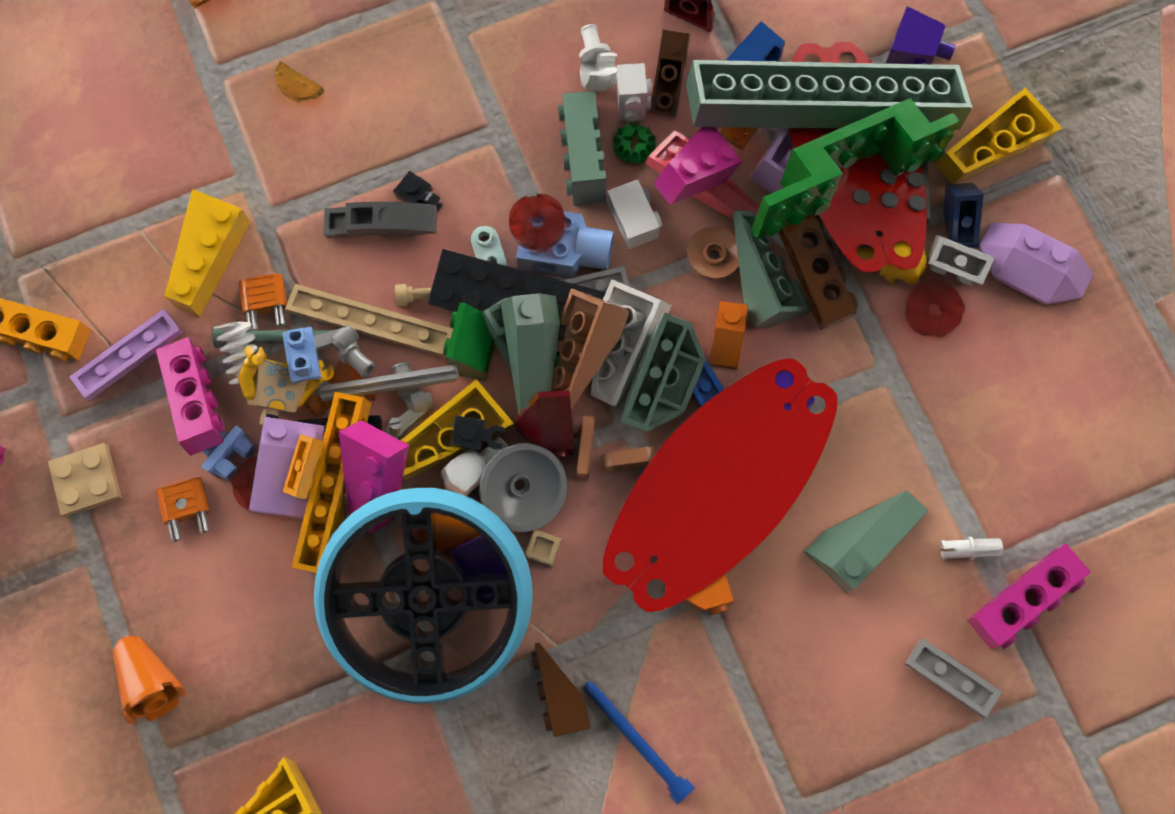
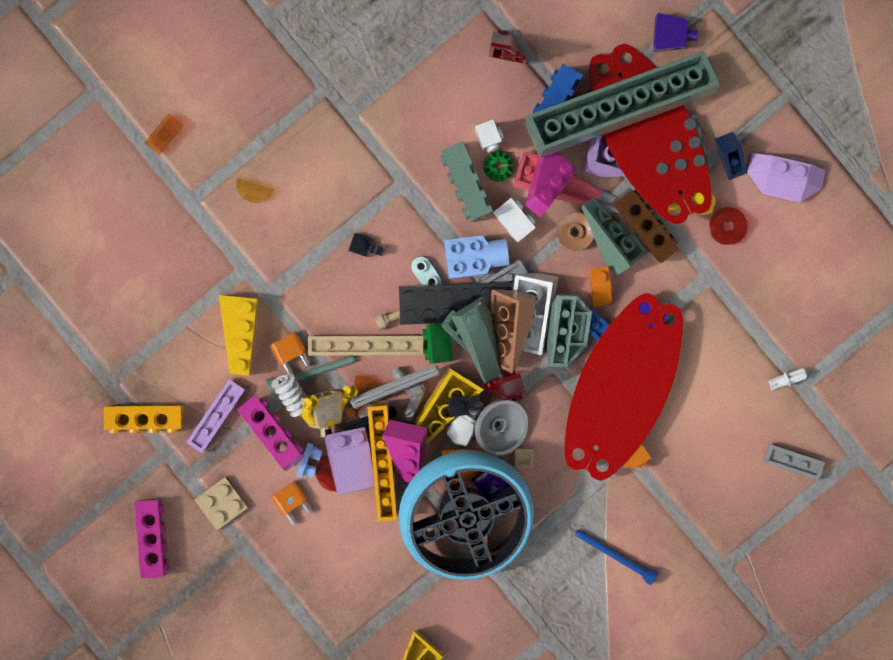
camera: 15 degrees left, 15 degrees up
(144, 681) = (310, 612): orange cone -> none
(301, 355) = (336, 388): light blue hips -> none
(303, 465) = (364, 459): light orange plate -> none
(345, 342) = (357, 367): light grey pin -> none
(380, 218) = (348, 276): dark grey slope -> none
(534, 207) = (451, 244): clear red plate -> none
(565, 703) = (567, 547): reddish brown slope -> none
(586, 446) = (531, 388): nougat tile -> none
(597, 62) = (456, 116): white piece -> none
(627, 459) = (560, 387): nougat beam -> none
(669, 72) = (508, 106): reddish brown slope -> none
(813, 172) = (628, 175): green bracket -> none
(861, 542) = (719, 395): sand green wedge -> none
(958, 259) = (736, 190): white brick -> none
(1005, 134) = (742, 93): yellow wedge -> none
(1059, 562) = (818, 402): dark pink brick -> none

